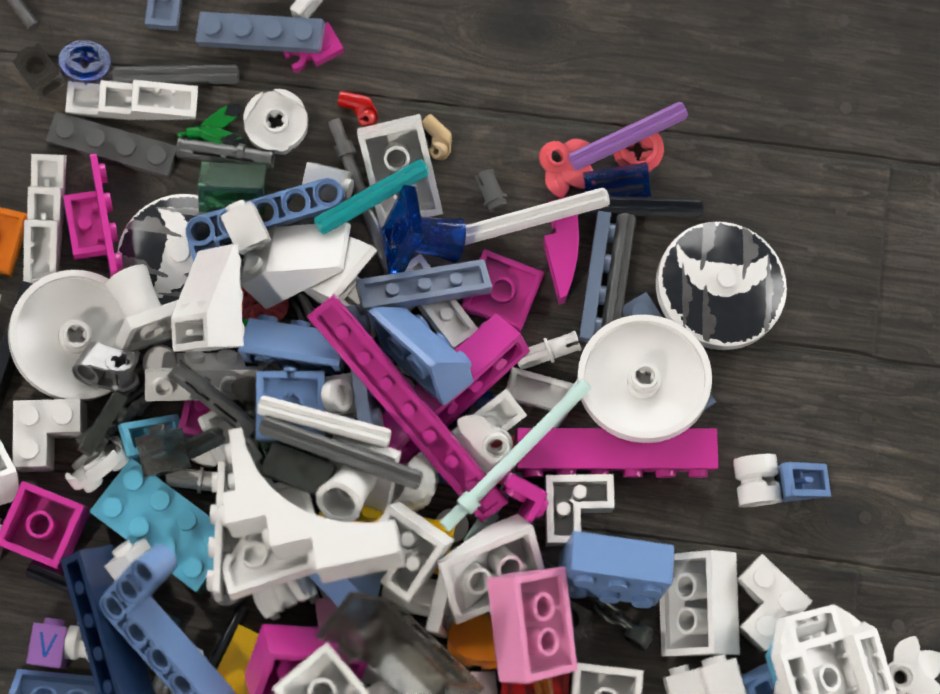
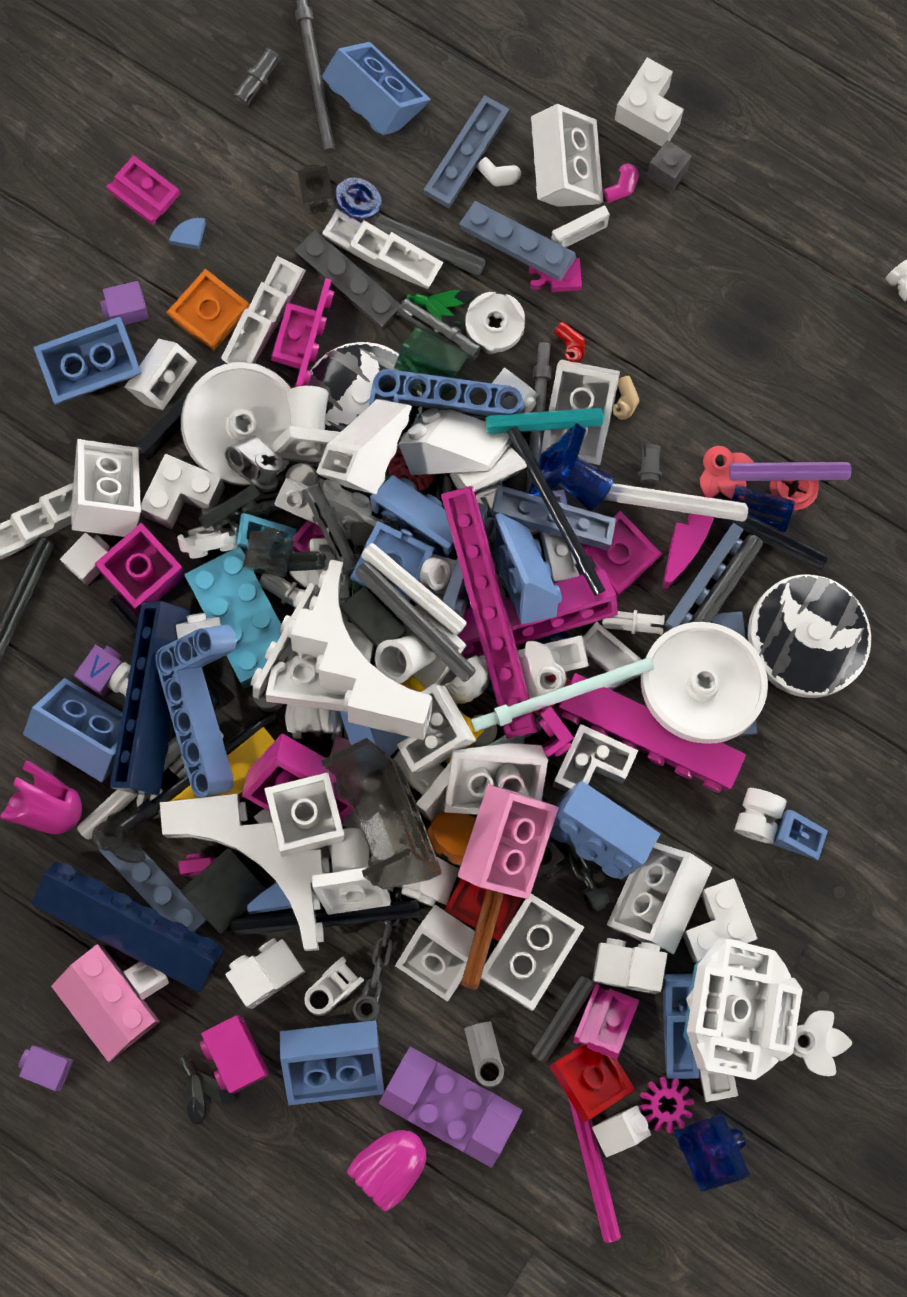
camera: 25 degrees right, 0 degrees up
(245, 226) = (425, 396): white brick -> none
(476, 318) = (584, 564): none -> black bar

